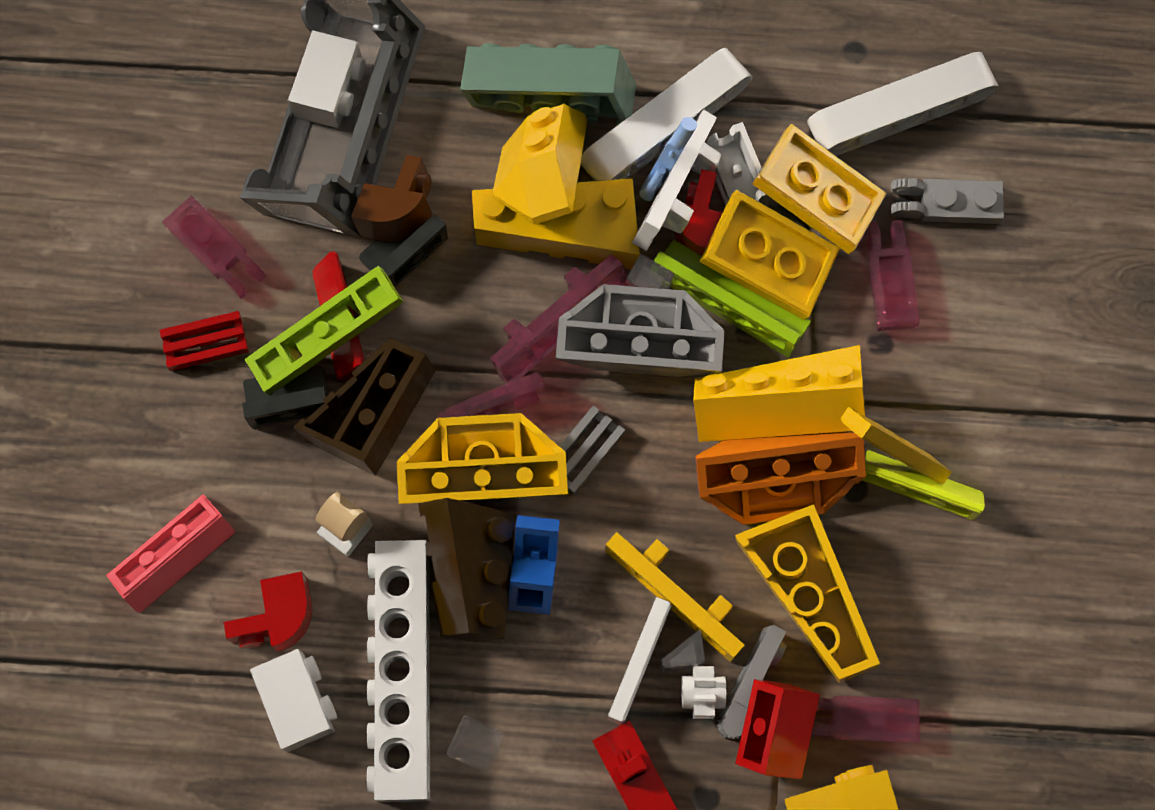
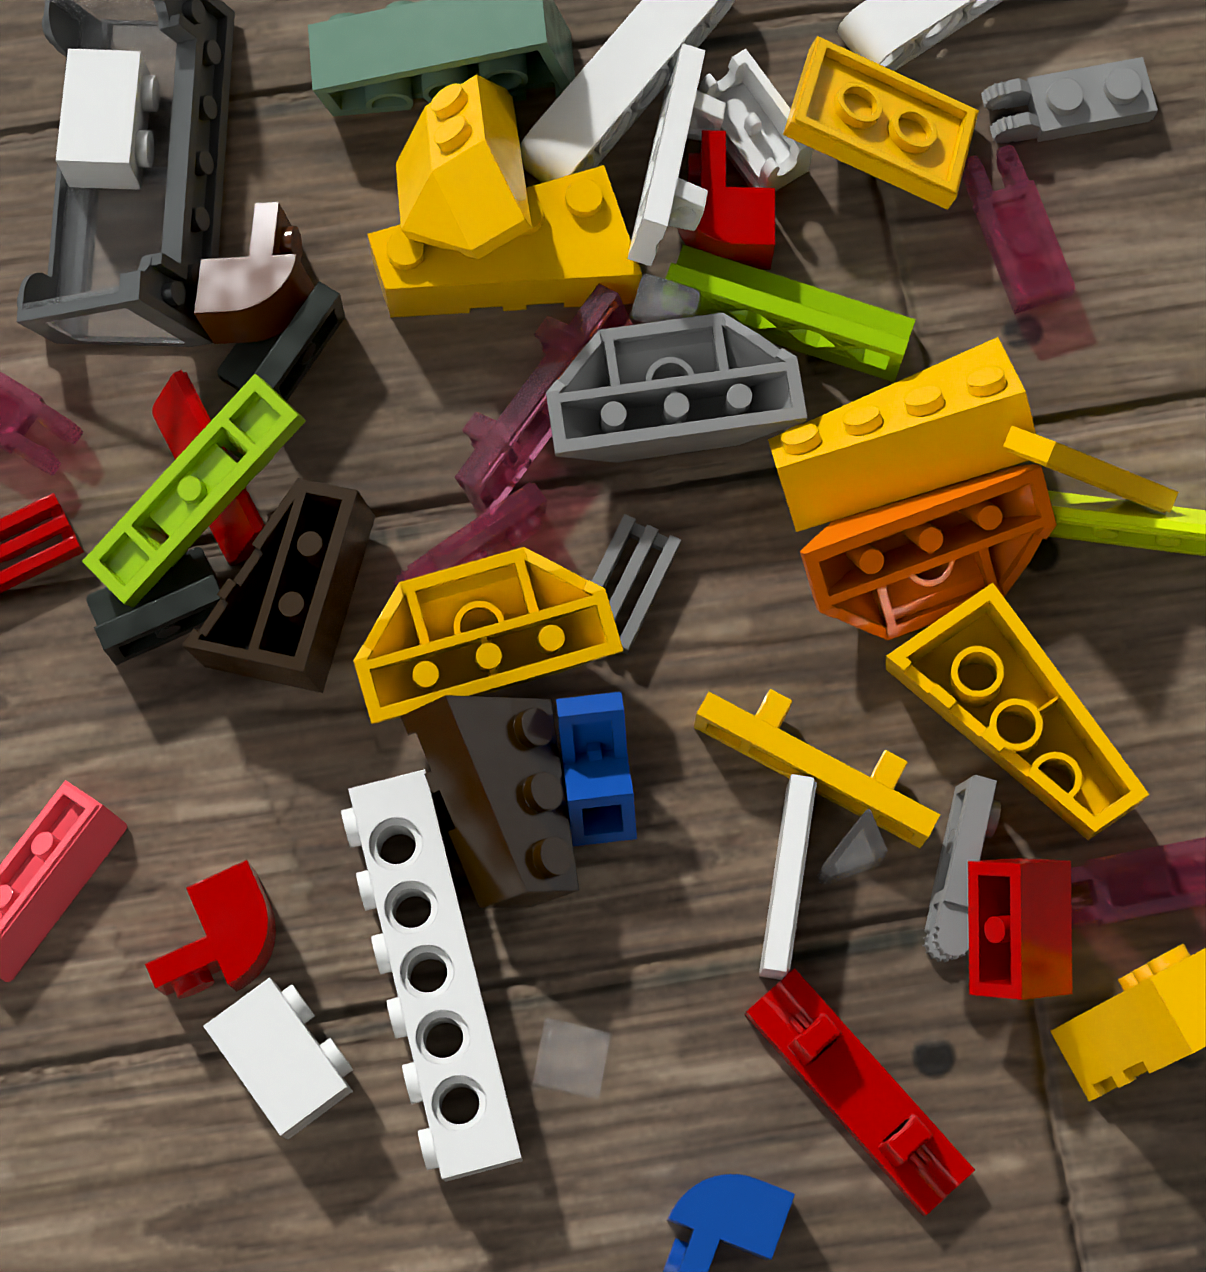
camera: 15 degrees left, 0 degrees up
(342, 523) = (291, 774): tan leg -> none
(668, 158) = (651, 118): light blue piece -> none
(703, 692) = (895, 900): white gear -> none
(770, 255) = (833, 234): yellow tile -> none

